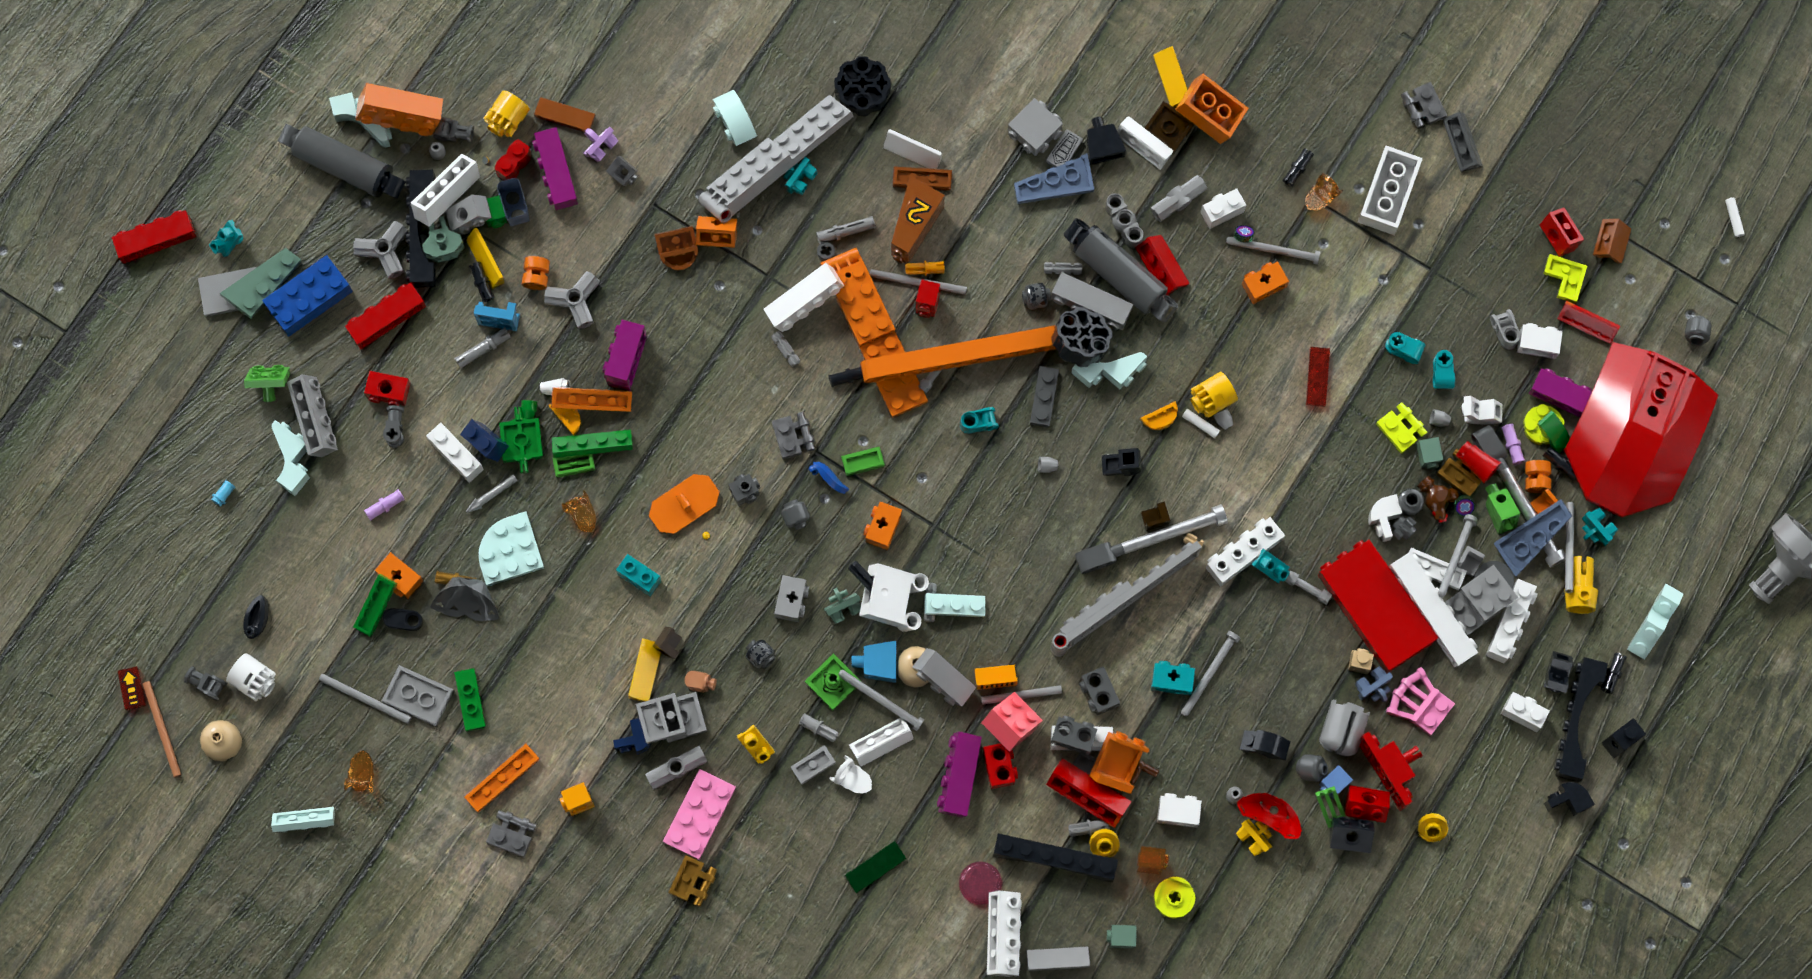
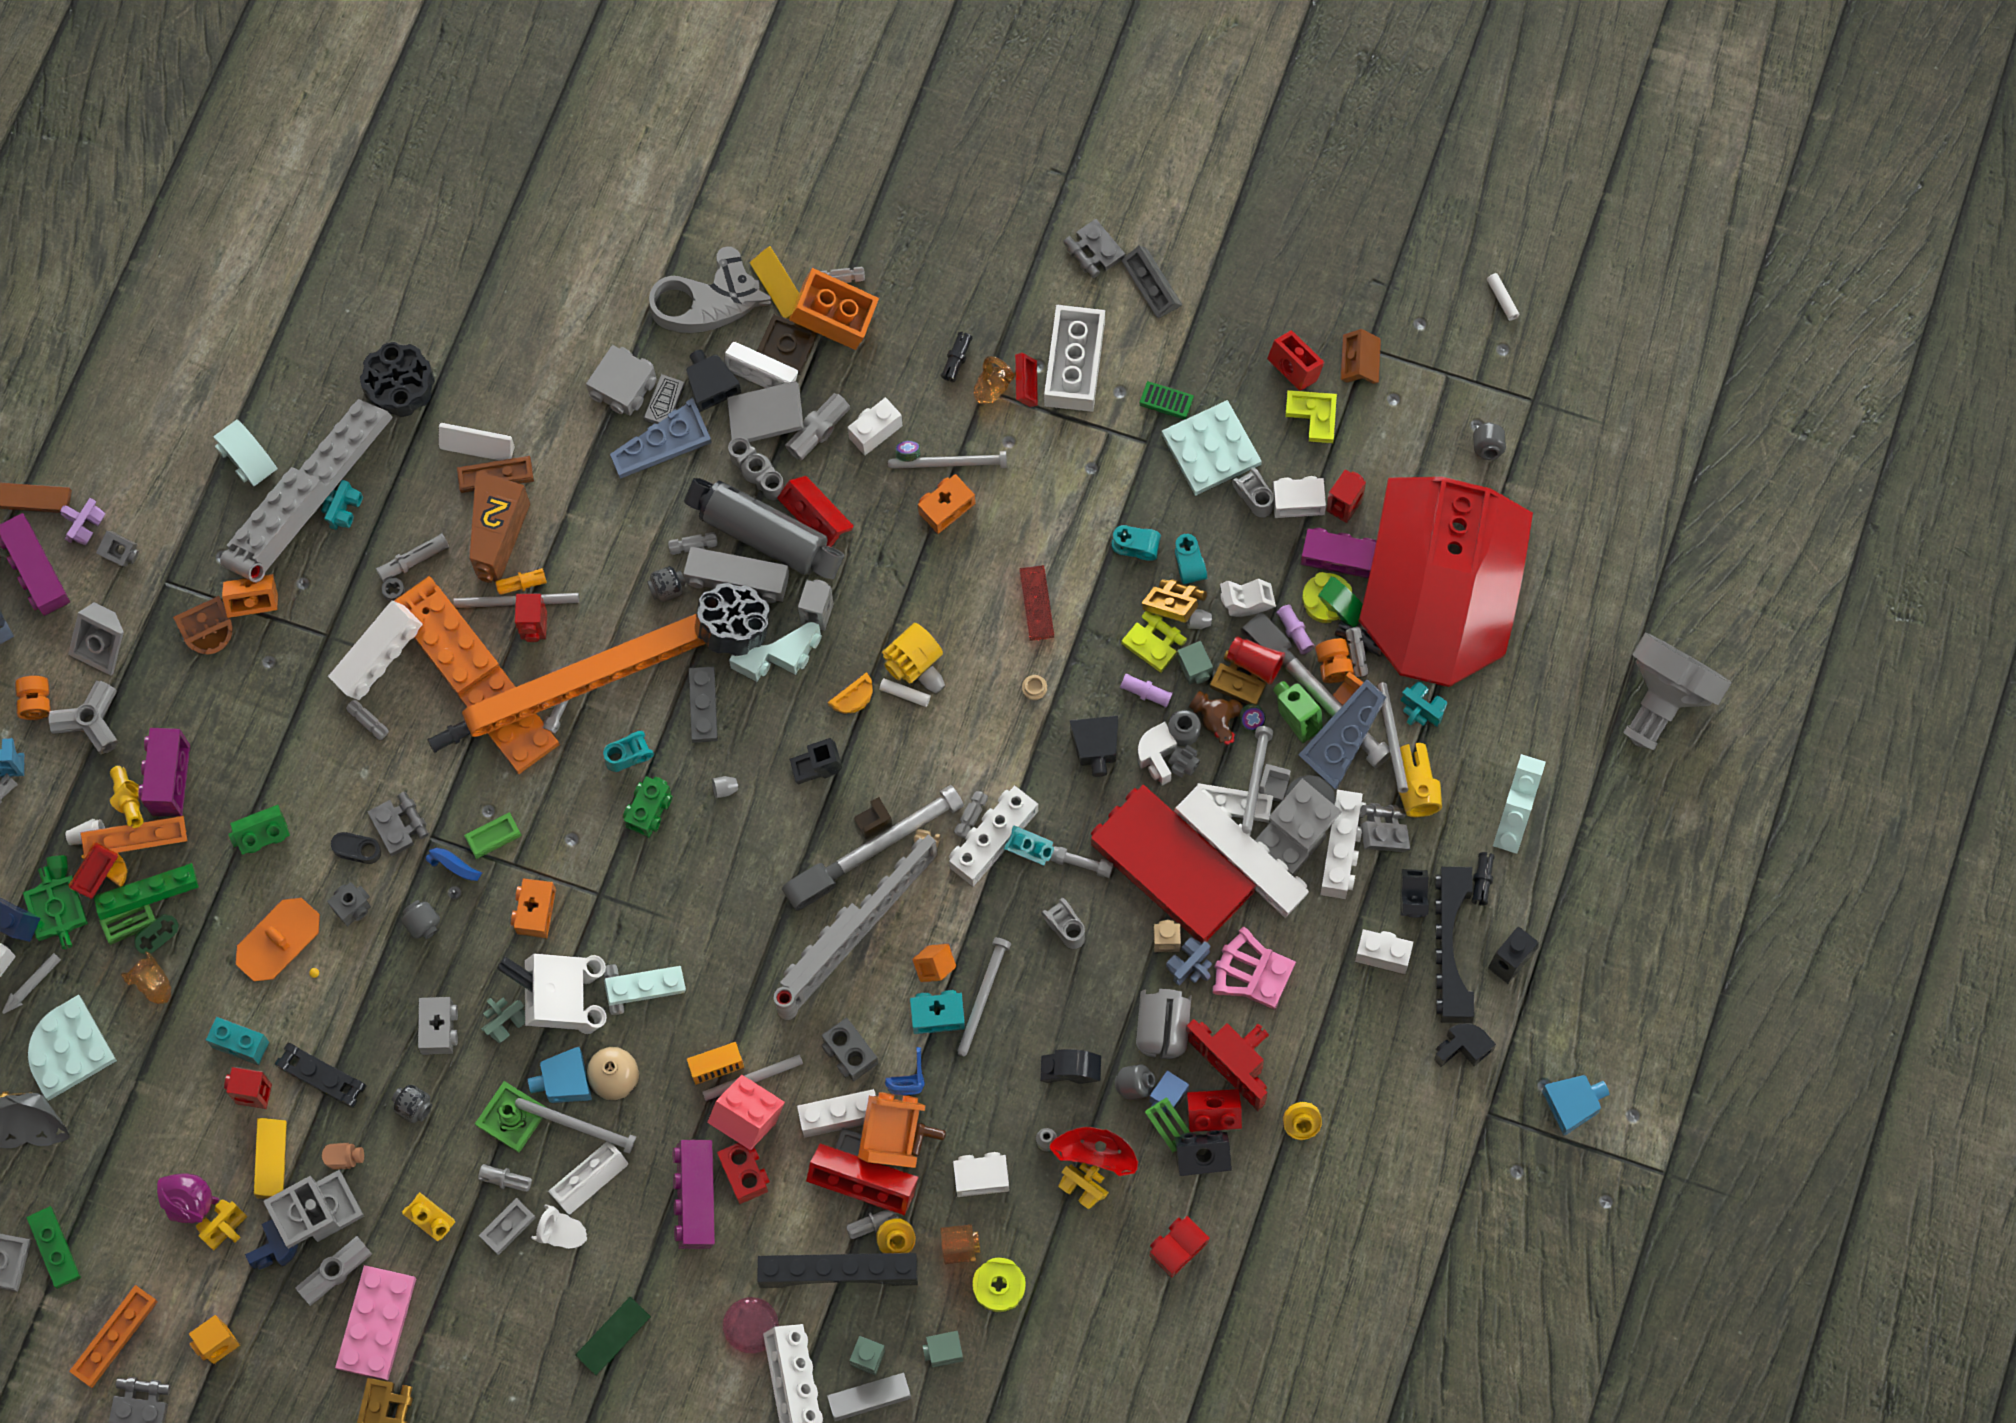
camera: 10 degrees left, 5 degrees down
(556, 419) = (93, 870): none -> red tile
(576, 686) = (185, 1197): none -> magenta helmet
(591, 473) = (152, 929): none -> dark green beam
(592, 367) = (126, 797): none -> yellow pin
(593, 237) = (97, 638): none -> light grey slope
(599, 714) = (227, 1213): none -> yellow hips
(640, 613) = (248, 1087): none -> red brick
(668, 642) = (291, 1116): dark brown panel -> none
(687, 416) = (259, 830): none -> green brick
(695, 616) = (320, 1075): none -> black plate
(753, 444) = (350, 847): none -> black piece
(943, 678) = (648, 1078): light grey brick -> none
(989, 462) = (649, 802): none -> green brick
(1063, 927) = (867, 1355): none -> sand green brick
(1072, 740) = (825, 1117): dark grey brick -> none
(1119, 83) = (713, 305): none -> light grey animal
(1141, 178) = (766, 412): none -> light grey tile
(1146, 726) = (907, 1084): none -> blue piece
(1148, 339) = (816, 603): none -> light grey brick
(1178, 639) = (934, 963): none -> orange panel
(1226, 82) = (847, 275): none -> light grey axle
(1231, 530) = (971, 814): none -> light grey axle
(1283, 629) = (1062, 920): none -> light grey piece
(1301, 442) = (1034, 687): none -> tan plate
(1317, 900) = (1178, 1246): none -> red brick
(1339, 497) = (1095, 742): none -> black torso
(1348, 198) = (1026, 380): none -> red tile
(1387, 465) = (1146, 690): none -> lavender pin
(1419, 401) = (1173, 600): none -> pearl gold plate
(1453, 239) = (1166, 400): none -> green tile
(1479, 285) = (1211, 447): none -> light aqua plate
(1546, 622) = (1388, 835): none -> flat silver plate
(1557, 473) = (1357, 651): none -> light grey axle
(1577, 348) = (1346, 495): none -> red brick
(1588, 322) = (1363, 462): red plate -> none
(1644, 861) = (1574, 1101): none -> dark azure torso

